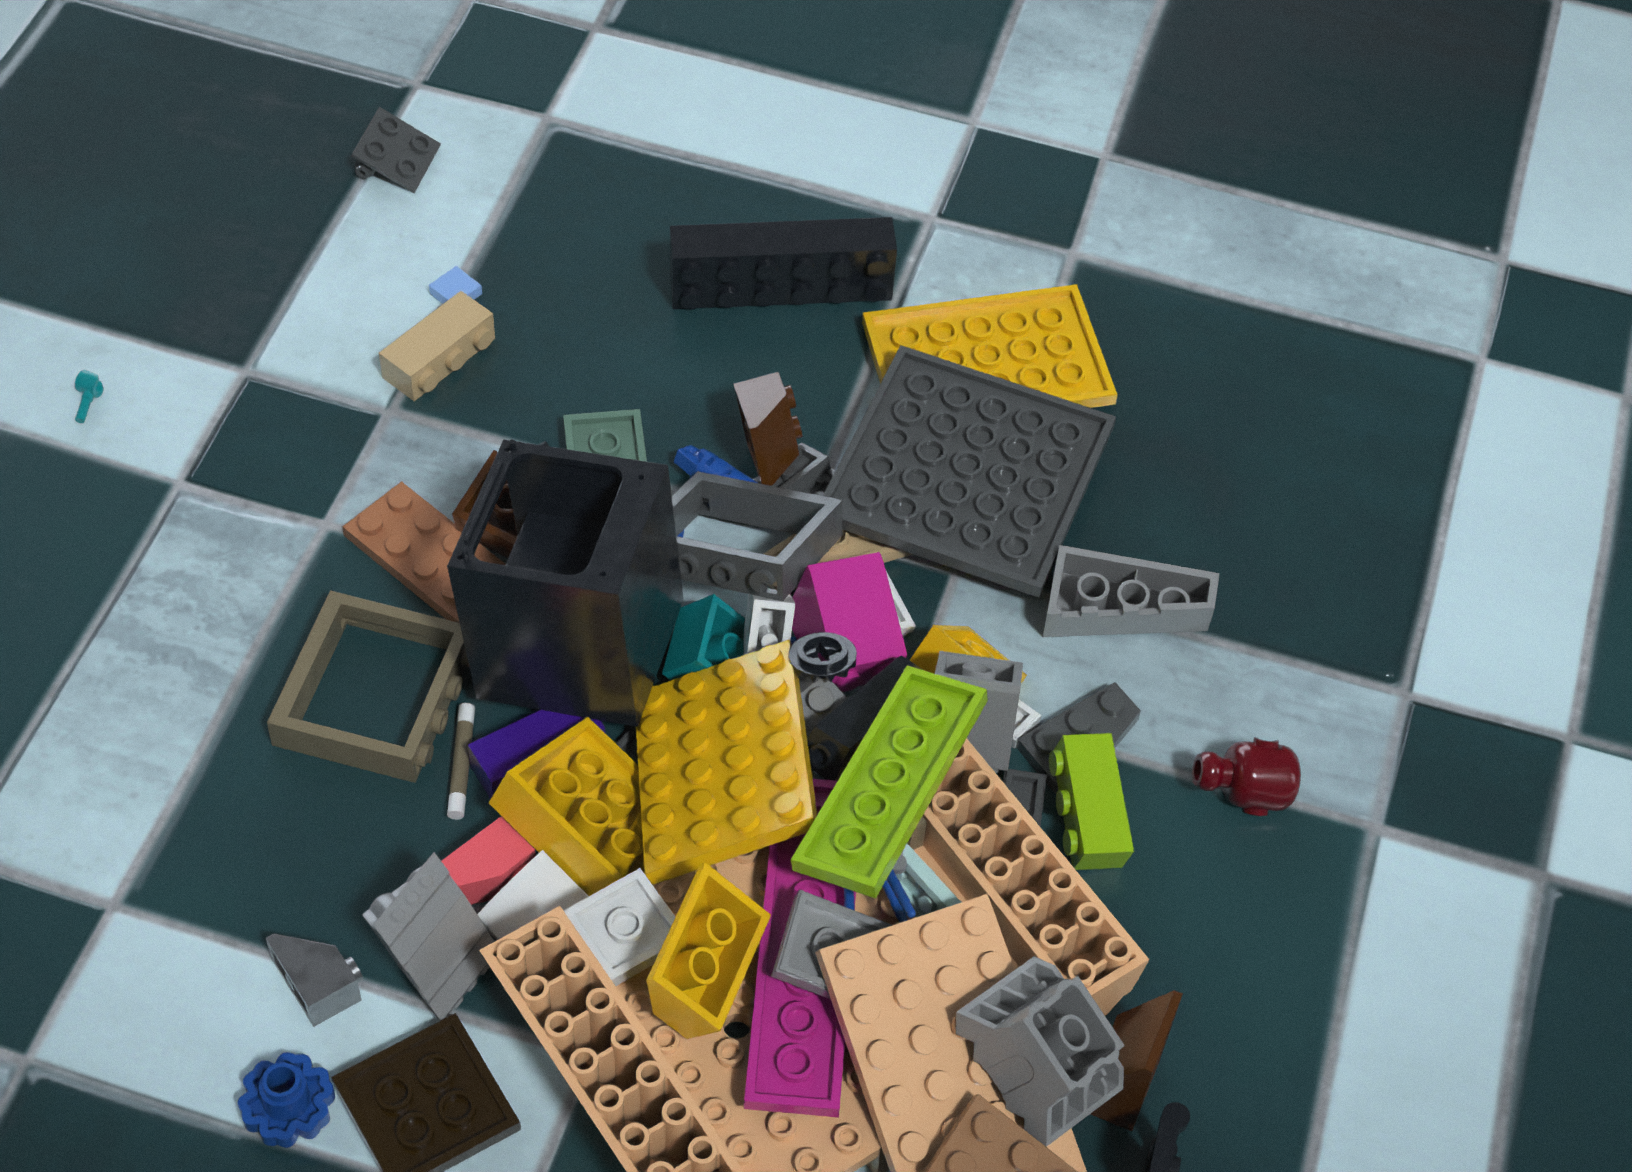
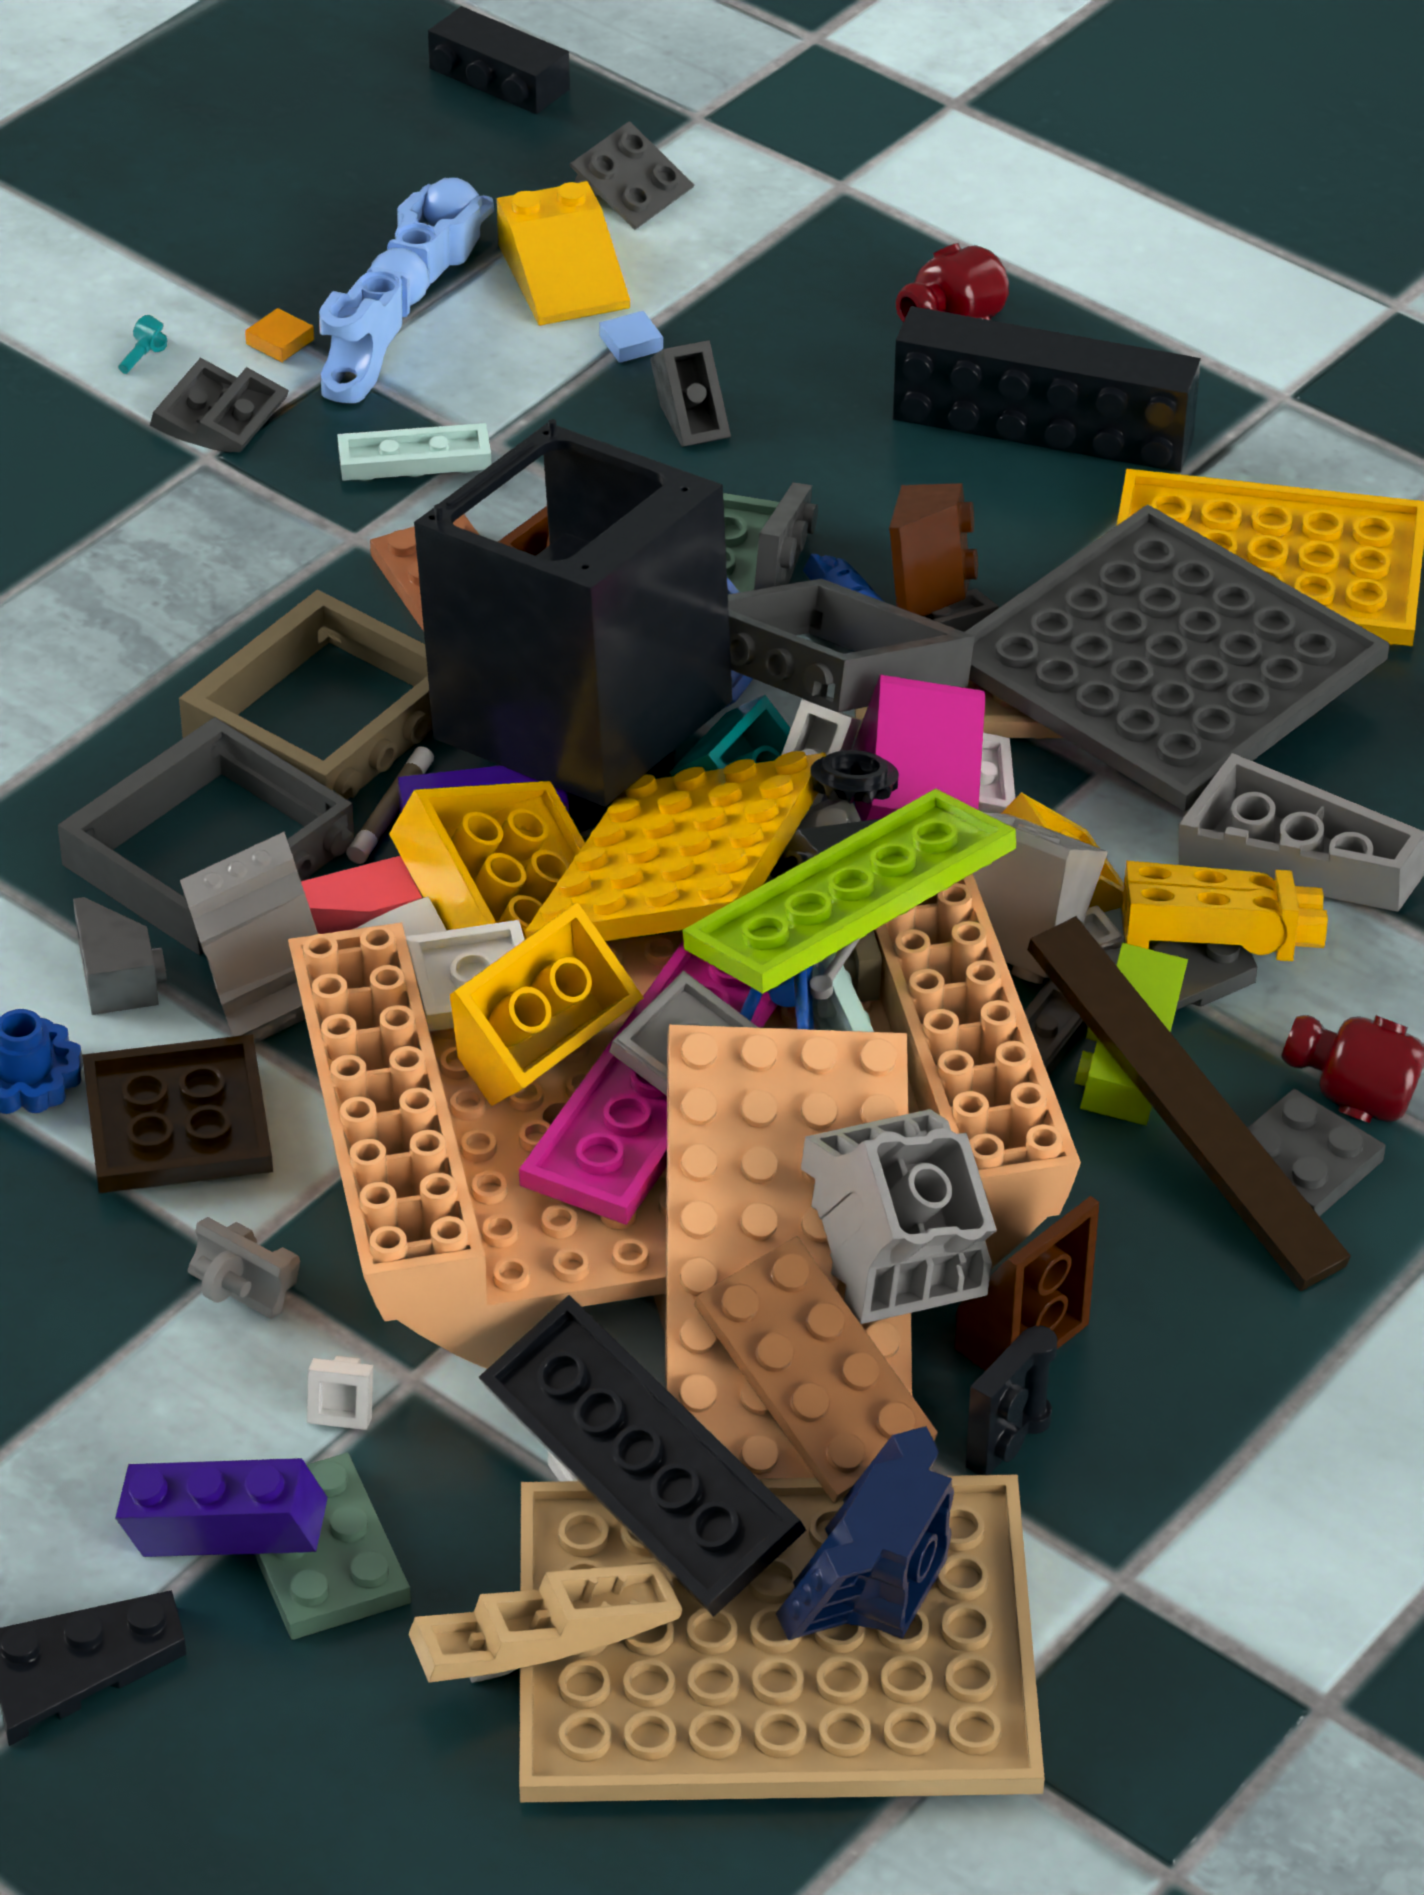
camera: 25 degrees right, 10 degrees down
(171, 437) = (217, 407): none -> dark grey slope
(189, 358) = (279, 335): none -> light orange tile
(252, 72) = (499, 60): none -> black brick
(266, 289) = (373, 309): none -> light blue piece
(282, 799) = (172, 779): none -> dark grey window
(340, 437) = (414, 451): none -> light aqua plate
(374, 232) = (561, 252): none -> yellow slope
(437, 346) = (577, 383): tan brick -> none
(526, 331) = (690, 393): none -> dark grey slope
(655, 431) = (785, 537): none -> dark grey wing
(676, 192) = (958, 282): none -> dark red piece
(1099, 676) = (1221, 908): none -> yellow hips
(1161, 853) = (1189, 1104): none -> dark brown tile
(1240, 860) = (1316, 1148): none -> dark grey plate

